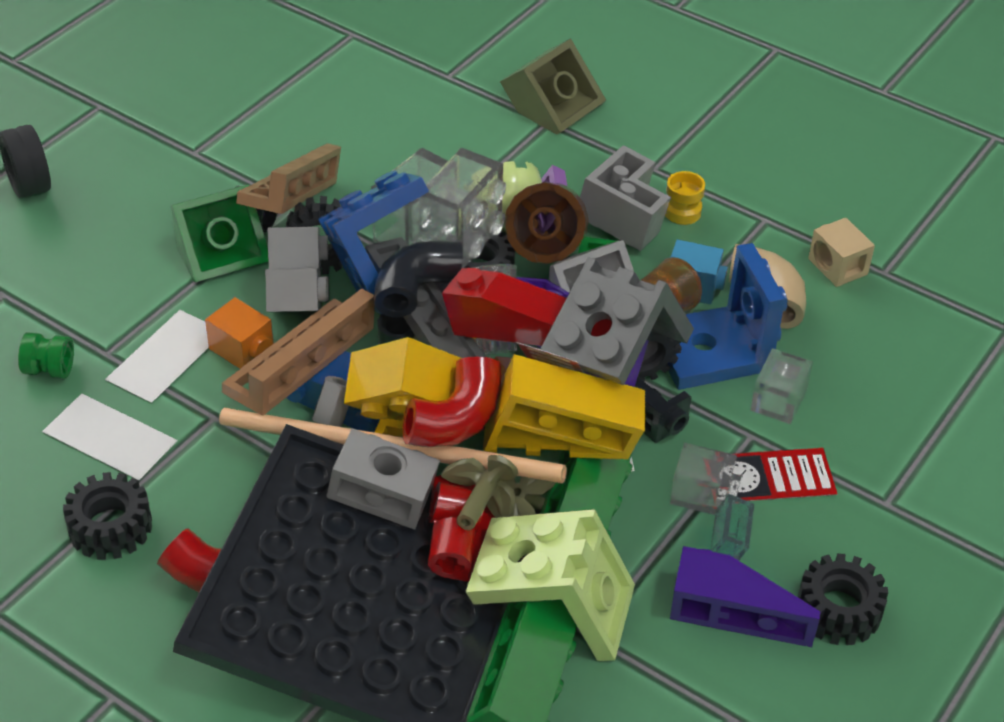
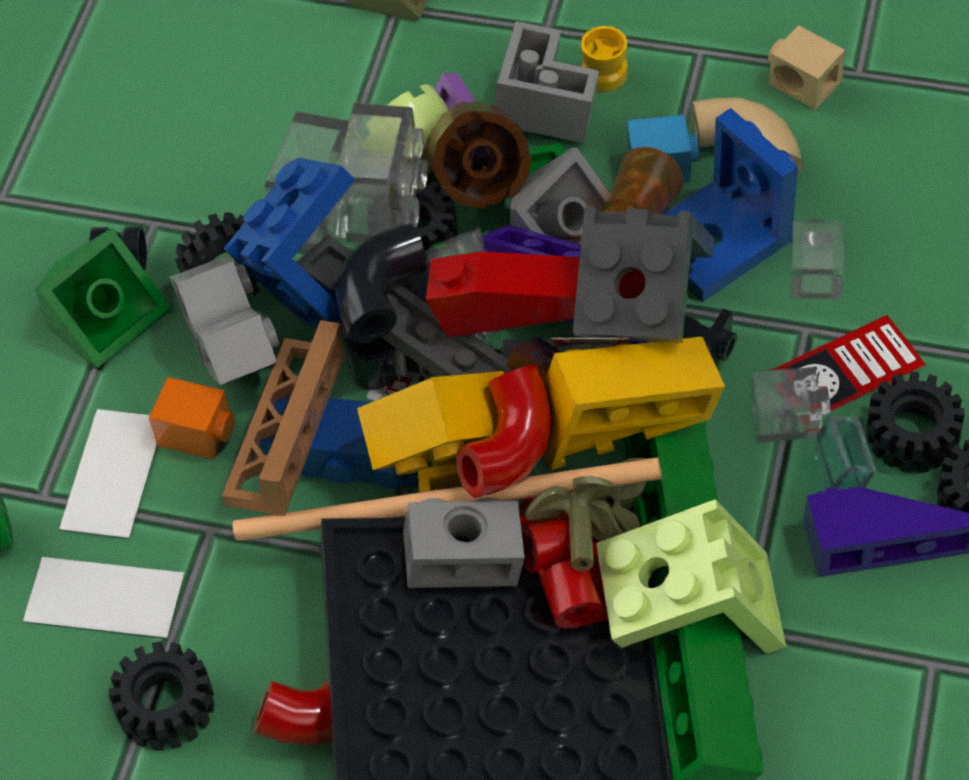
camera: 15 degrees left, 10 degrees up
(294, 181) = (168, 190): medium nougat fence -> none
(330, 404) = (350, 470): light grey bar -> none
(805, 509) = (920, 398): none -> black tyre

